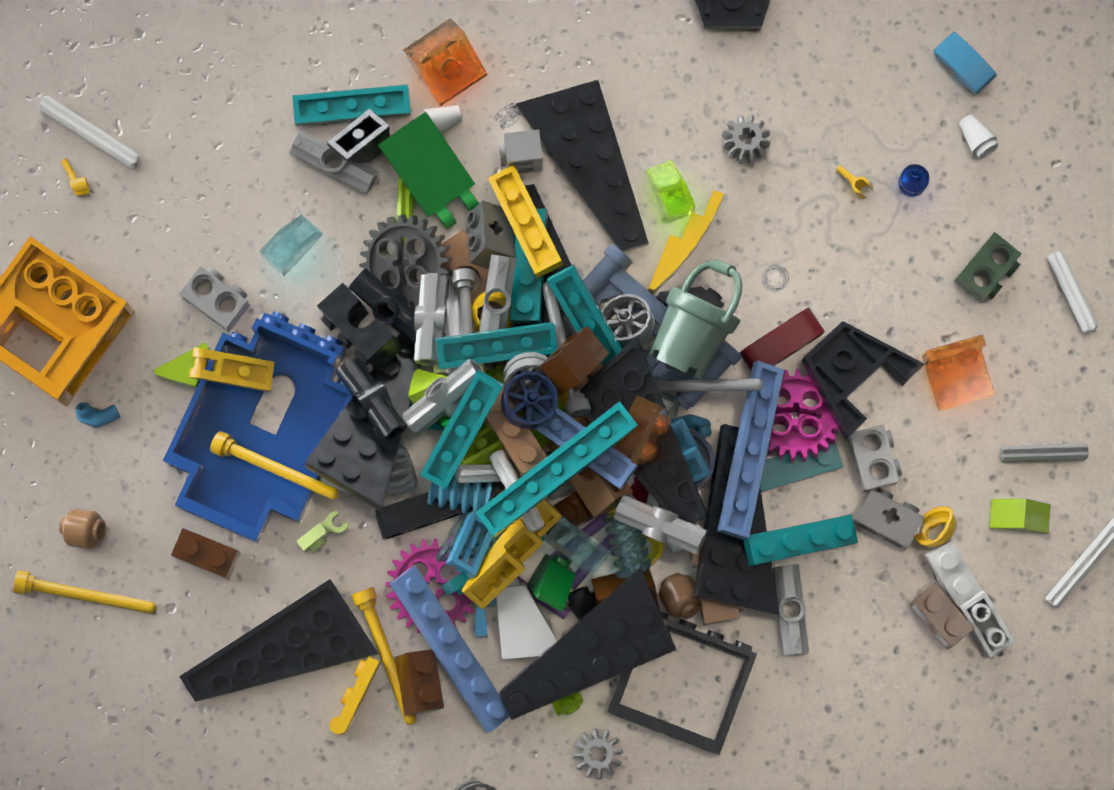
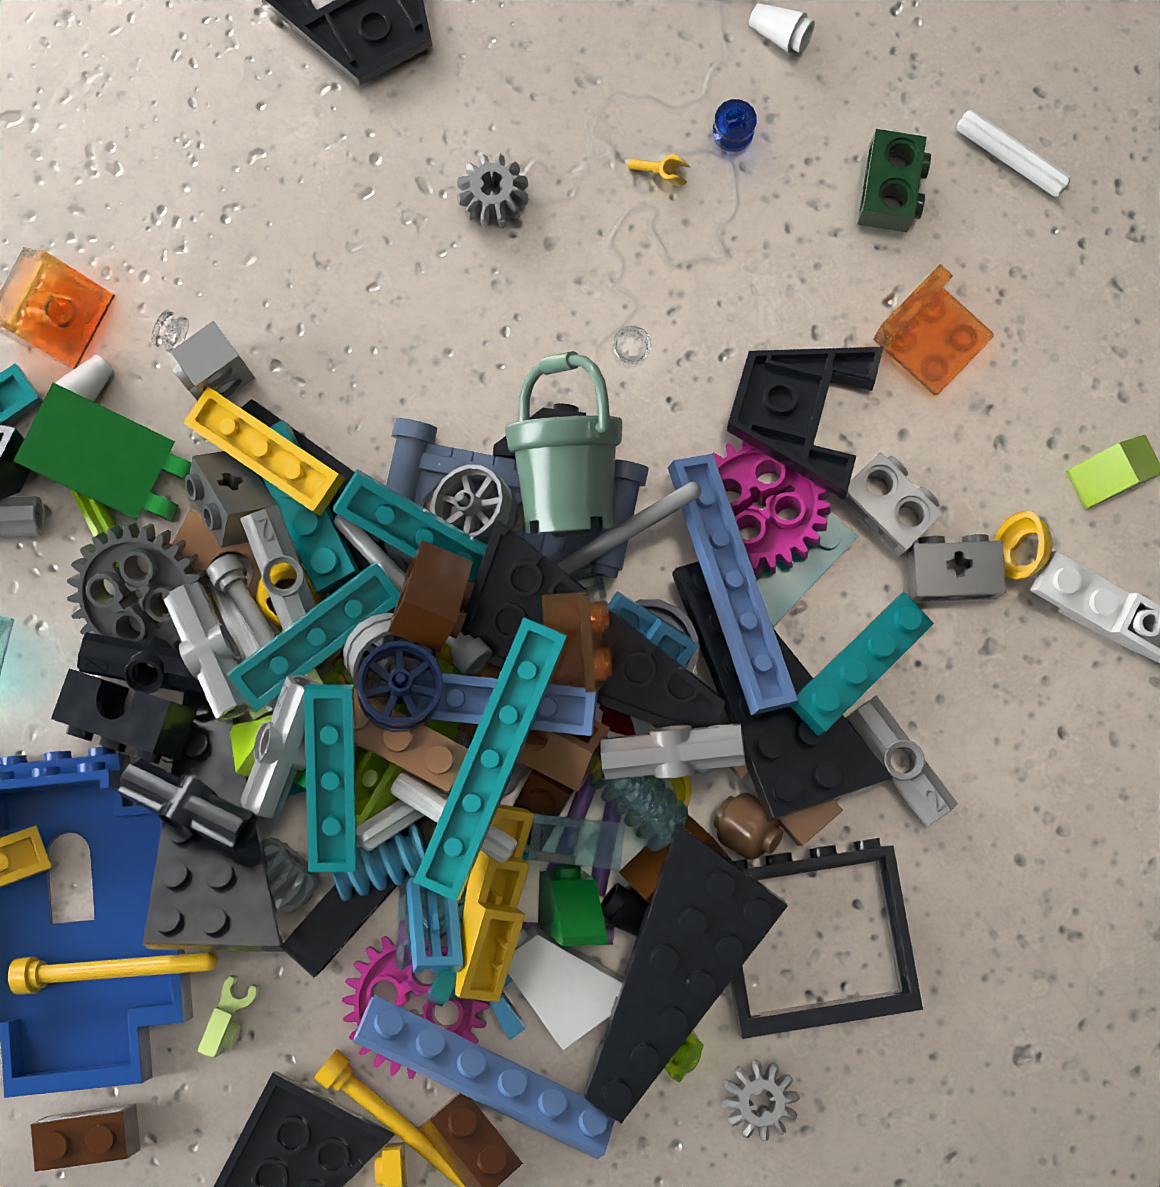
camera: 25 degrees left, 0 degrees up
(584, 146) = (293, 317): black wing -> none
(670, 191) = (435, 309): clear neon green slope -> none
(680, 249) = (488, 377): yellow slope -> none
(701, 424) = (642, 586): dark azure arm -> none
(784, 340) = (688, 417): dark red beam -> none
(941, 616) = (1098, 656): brick -> none
(1037, 453) = (1099, 373): light grey axle -> none

